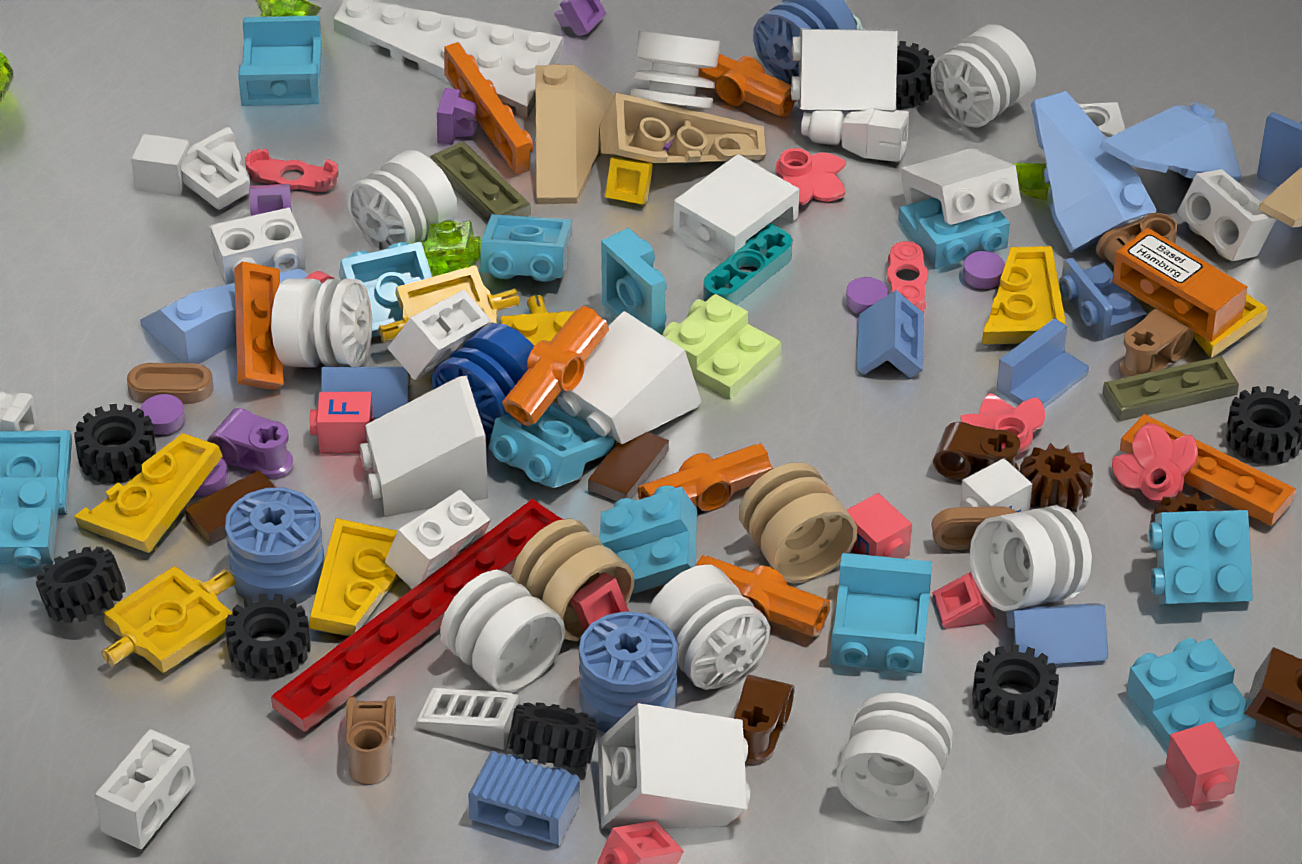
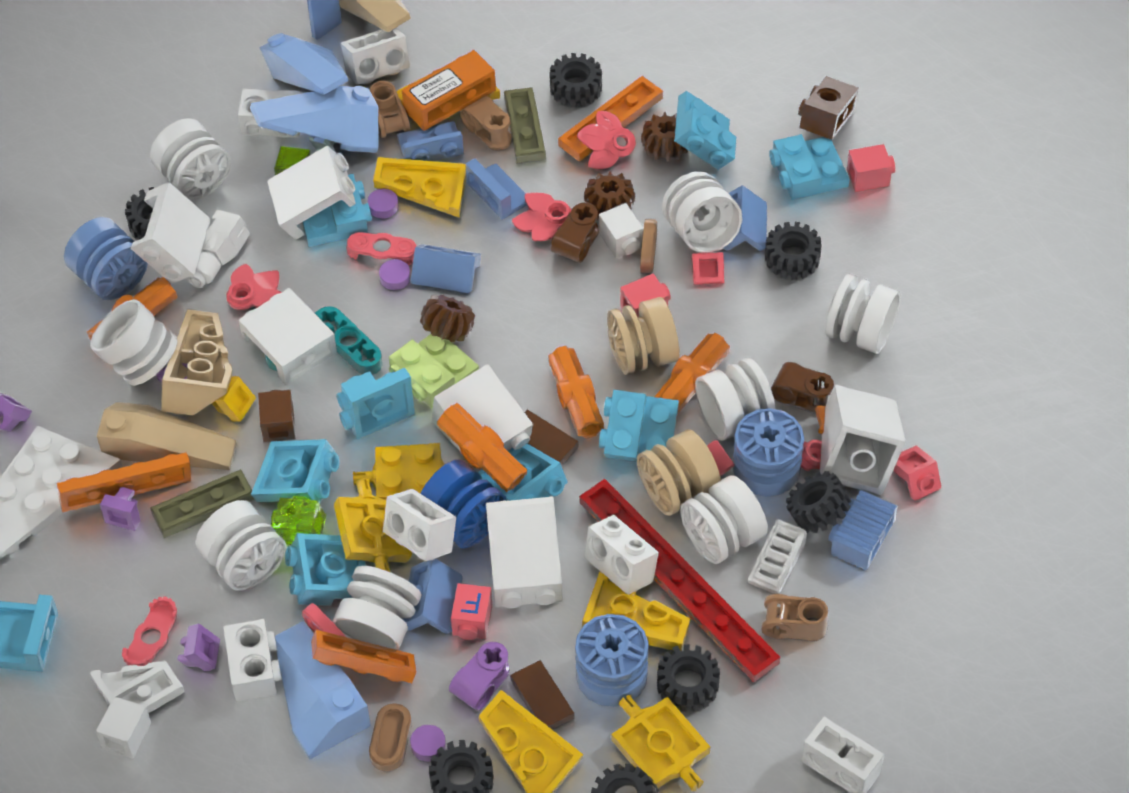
camera: 80 degrees left, 10 degrees up
(609, 213) = (276, 415): none -> reddish brown brick
(789, 338) = (447, 318): none -> reddish brown gear
(881, 613) = (719, 310): medium azure panel -> none

